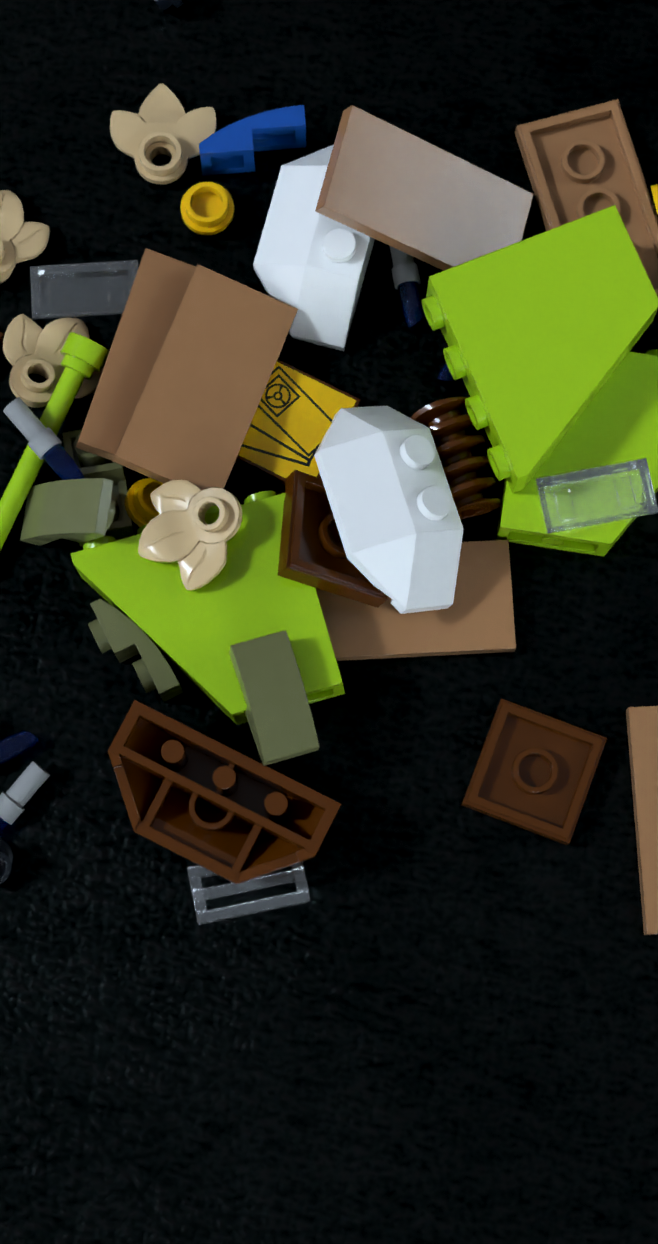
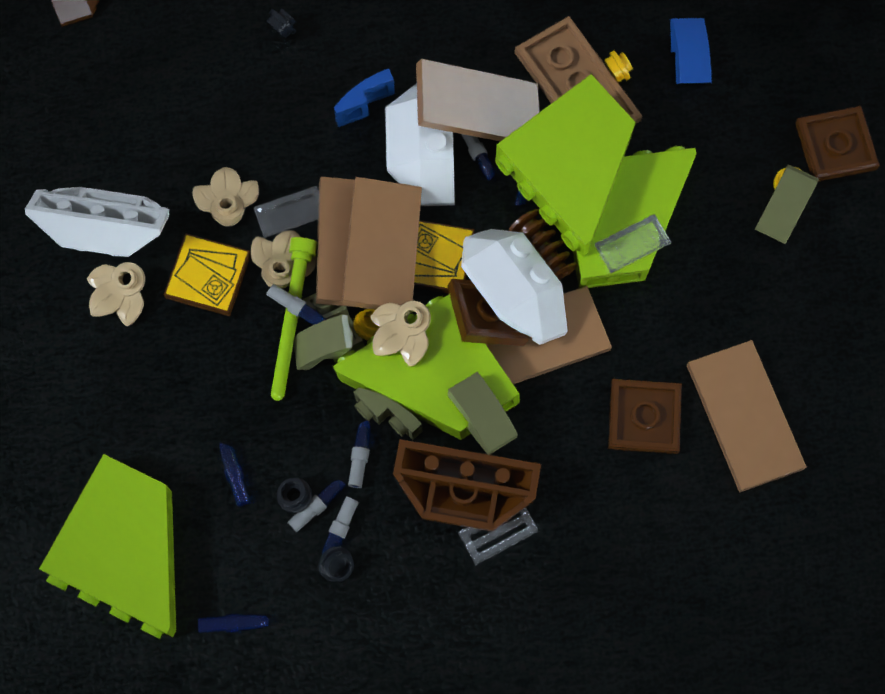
camera: 15 degrees left, 5 degrees down
(74, 702) = (360, 455): none -> light grey piece
(159, 130) = (308, 106): tan plate -> none
(207, 208) = (348, 144): yellow plate -> none

